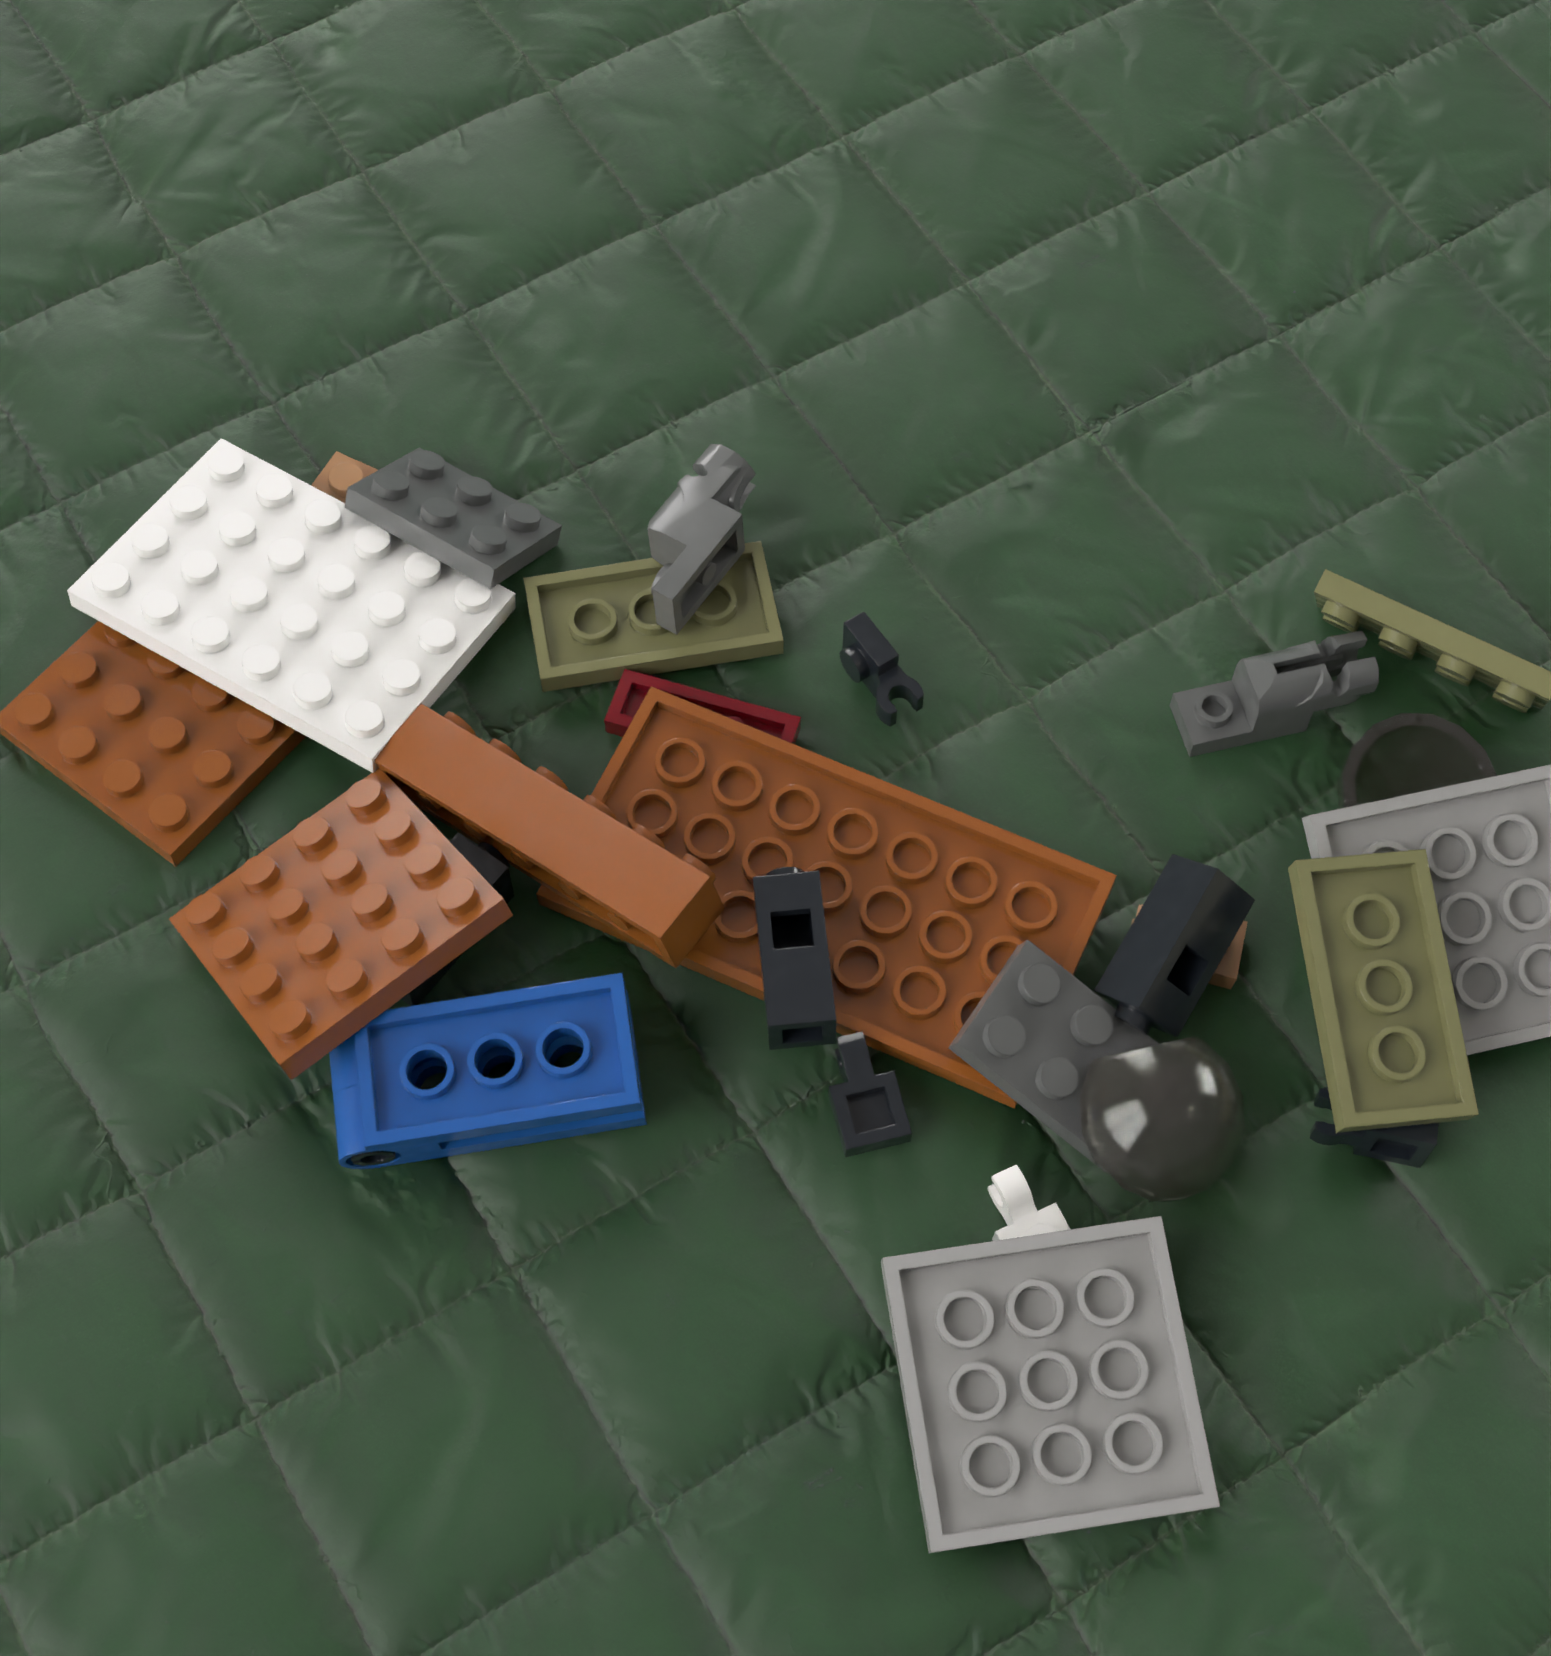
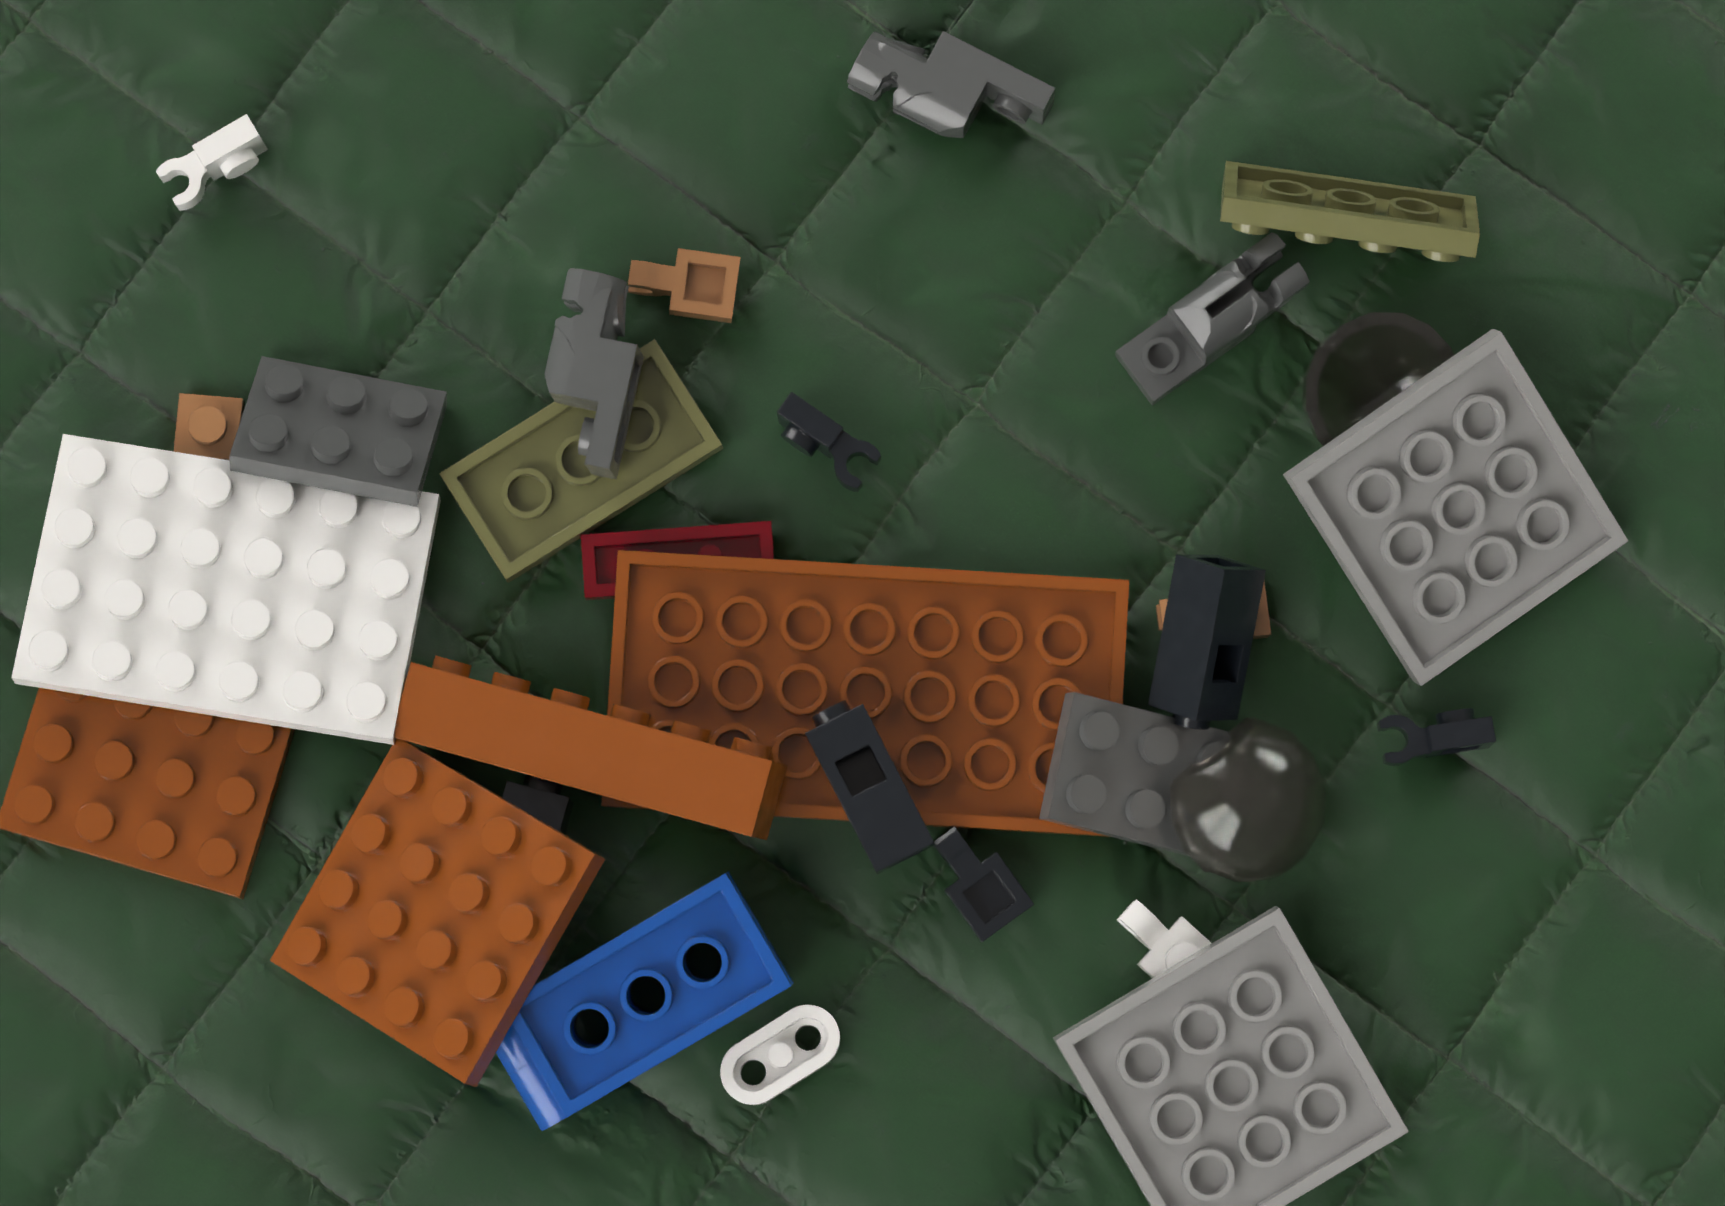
camera: 15 degrees left, 20 degrees up
(462, 292) = (225, 152): none -> white plate
(602, 1178) = (779, 1053): none -> white plate
(811, 518) = (699, 284): none -> medium nougat plate
(1103, 441) = (947, 86): none -> dark grey plate
(1382, 991) = (1405, 623): olive plate -> none

